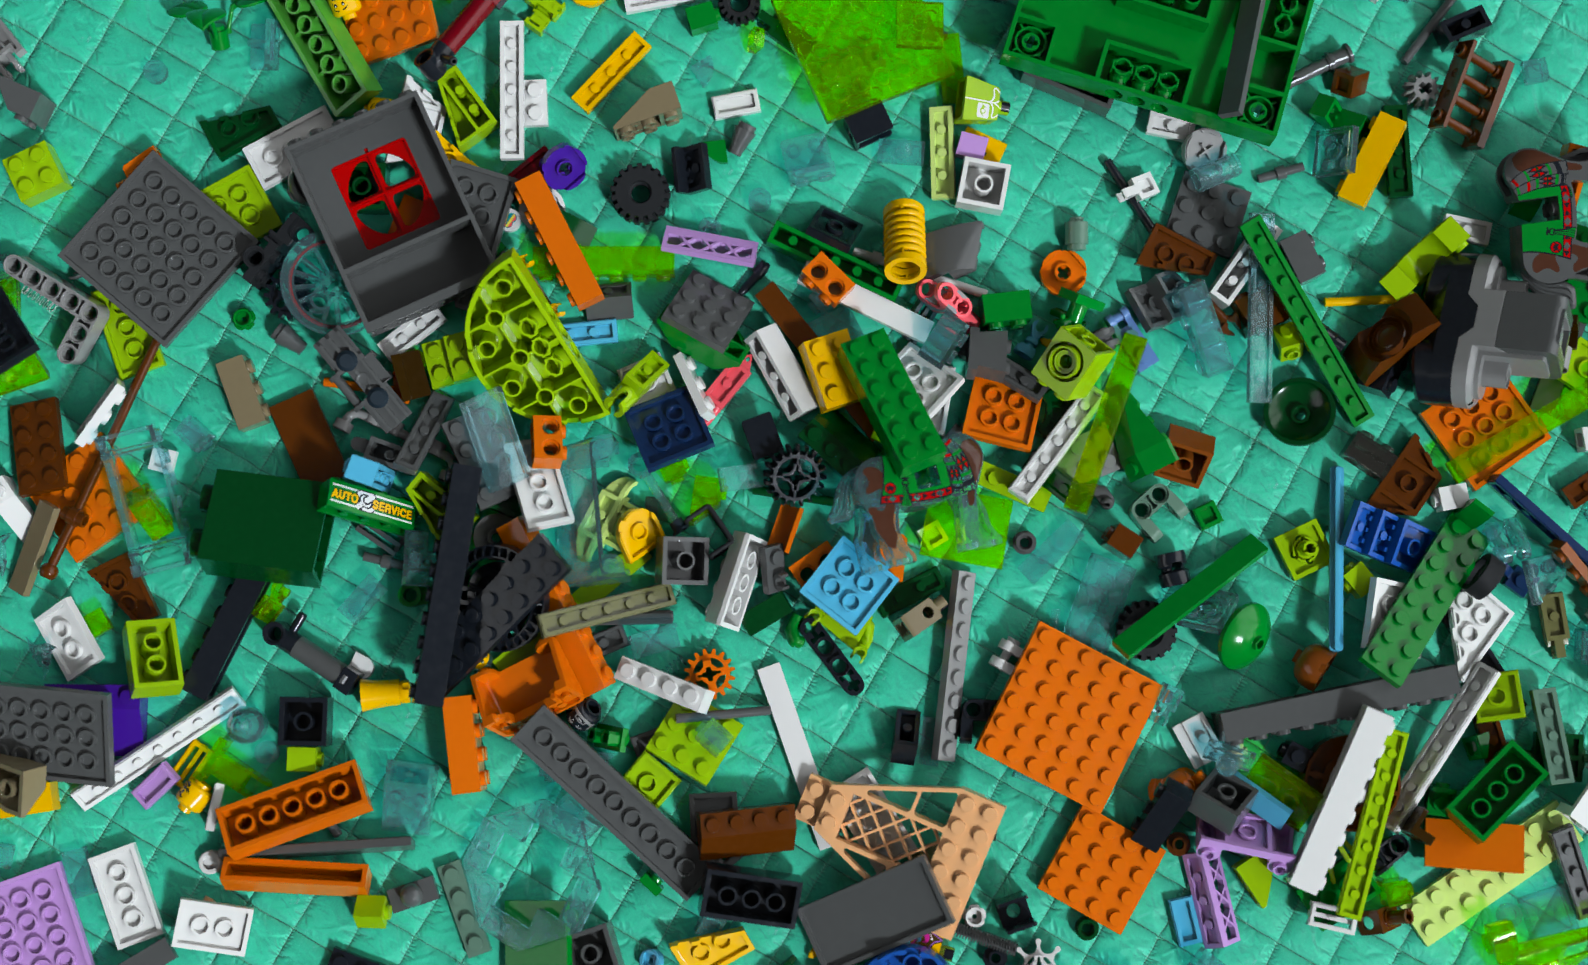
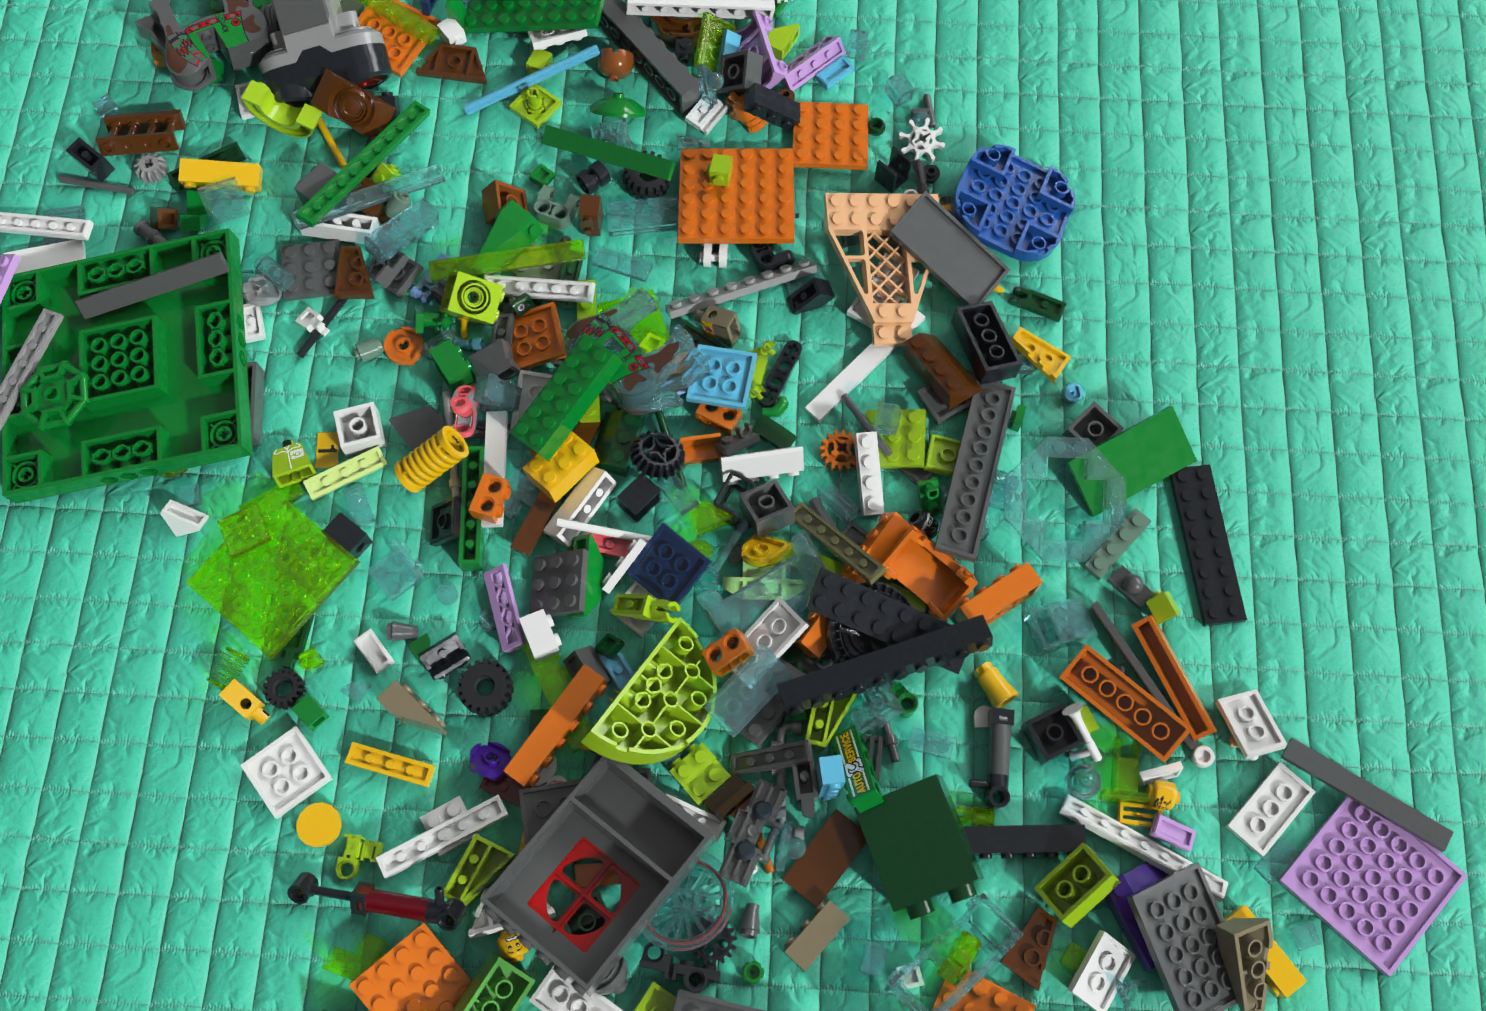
camera: 115 degrees left, 15 degrees down
(310, 749) = (1091, 748): none -> white piece
(334, 407) = (790, 847): none -> clear light blue tile
(621, 333) = (609, 646): none -> dark green tile
(659, 267) = (540, 635): none -> white brick
(738, 383) = (601, 530): none -> white bar
(758, 273) = (516, 568): black piece -> none
(971, 146) = (330, 452): lavender panel -> none
(1031, 542) = (624, 278): dark grey plate -> none
(1042, 309) = (438, 339): none -> clear light blue plate
(1045, 415) = (519, 304): none -> dark green piece
(1102, 709) = (720, 170): none -> lime brick
(1236, 336) = (397, 203): none -> sand green brick
(1280, 172) = (256, 235): dark grey bar -> none
(1297, 397) = (432, 132): dark green dish -> none
(1369, 455) = (446, 93): clear smoke brick -> none
(1385, 536) = (500, 57): blue slope -> none

